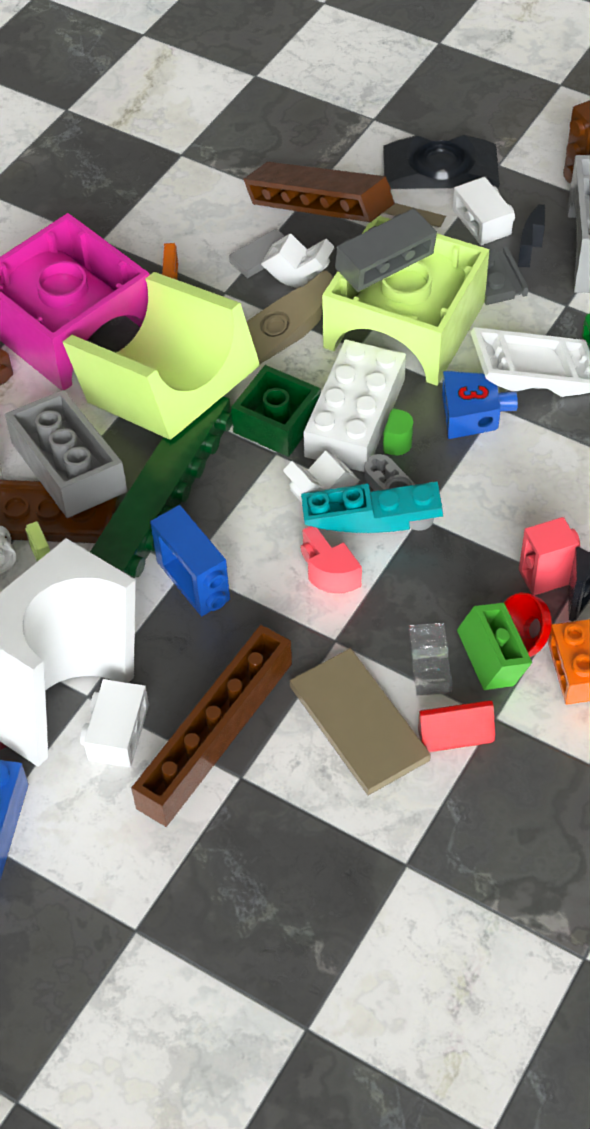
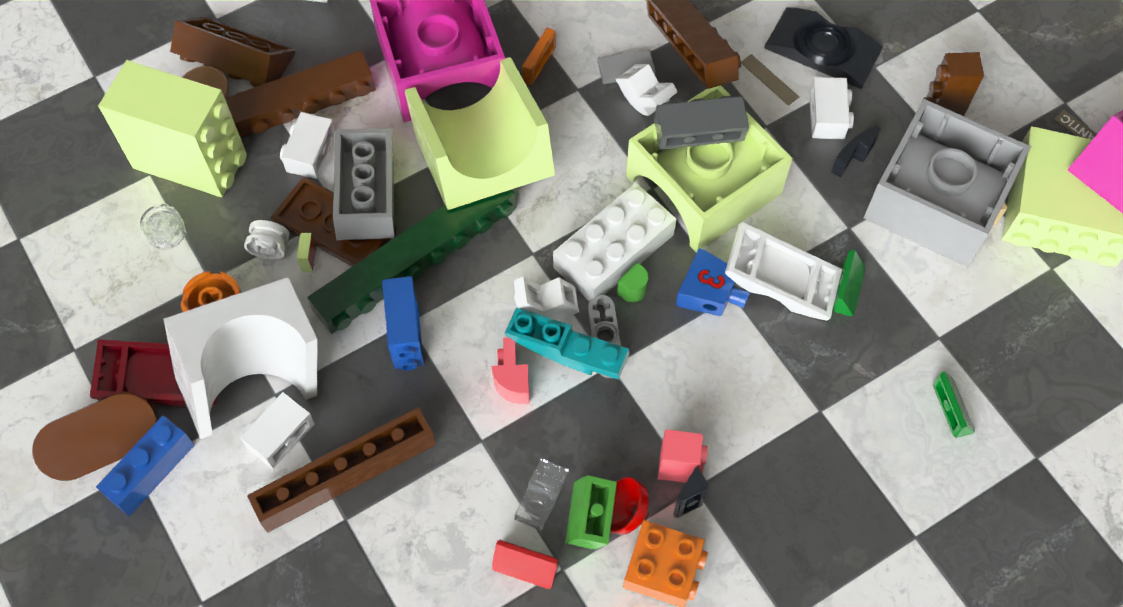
camera: 25 degrees right, 10 degrees up
(274, 410) = (545, 218): dark green brick -> none
(288, 318) = (599, 139): dark tan piece -> none
(359, 721) = (457, 519): dark tan tile -> none
(503, 278) = (806, 174): dark grey plate -> none

